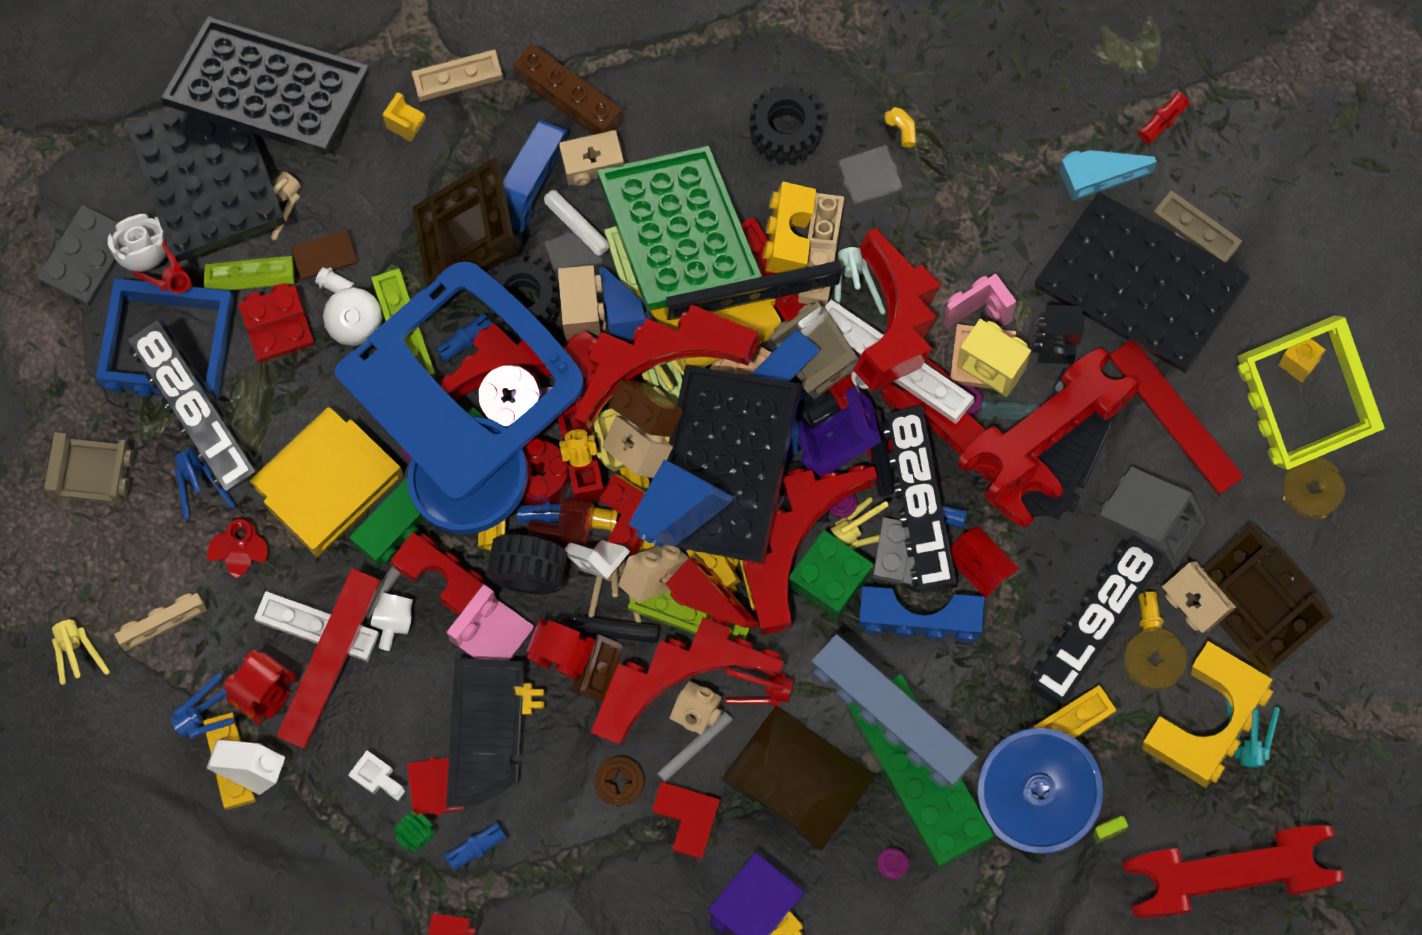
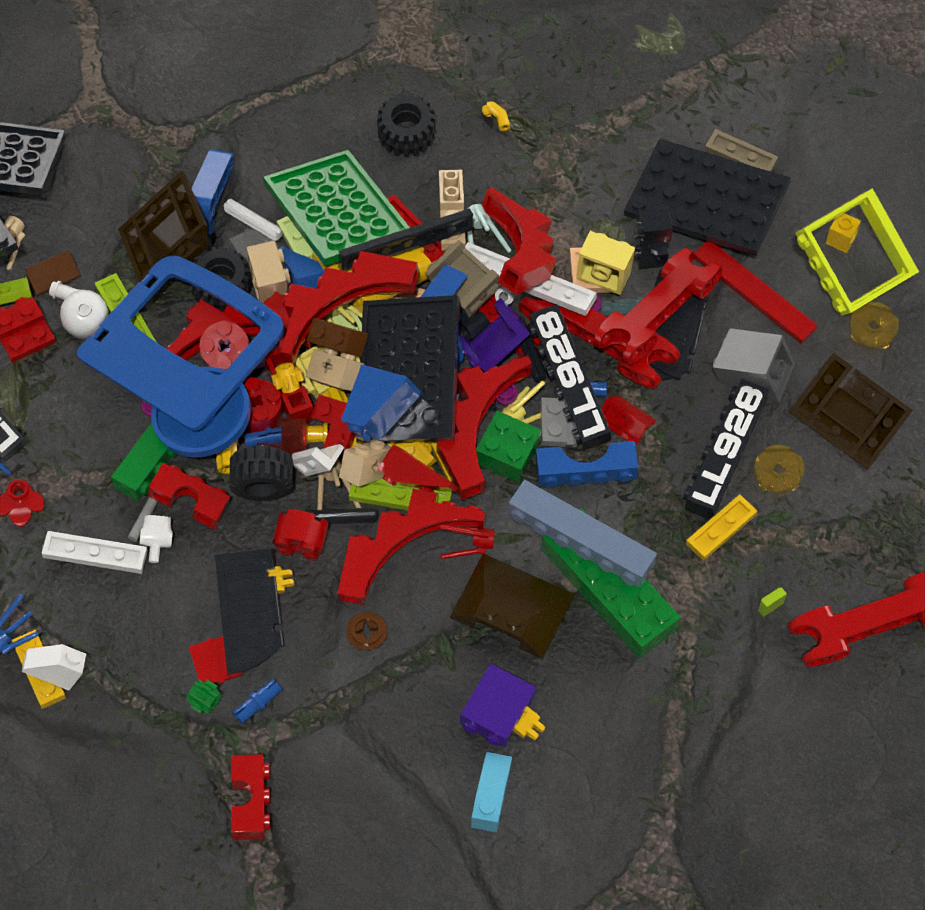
camera: 15 degrees left, 10 degrees down
(259, 686) = (55, 603): red brick -> none
(325, 480) = (83, 440): yellow piece -> none
(328, 658) = (109, 573): red tile -> none
(374, 774) = (162, 658): white plate -> none
(403, 118) = (99, 165): yellow panel -> none
(457, 75) = (137, 128): tan plate -> none
(462, 338) = (176, 318): blue pin -> none
(489, 628) = (237, 529): bright pink bracket -> none
(567, 92) = (229, 127): reddish brown brick -> none
(578, 152) = (250, 169): tan brick -> none
(599, 669) = (334, 549): reddish brown slope -> none
(693, 811) = (434, 647): red tile -> none
(694, 747) = (423, 595): light grey bar -> none
(696, 708) = (420, 563): tan brick -> none
(791, 207) = (422, 191): yellow arch -> none
(870, 174) = (478, 154): clear piece -> none
(892, 863) = (602, 657): magenta plate -> none
(984, 291) = (589, 218): bright pink bracket -> none
(1040, 790) = (710, 578): blue dish -> none
(1099, 170) = (658, 123): medium azure slope -> none
(1150, 611) = (766, 434): yellow pin -> none
(1163, 118) = (698, 81): red pin -> none
(1202, 756) = (833, 533): yellow arch -> none
(1213, 602) = (795, 404): tan brick -> none
(1252, 752) = (871, 526): teal plant -> none

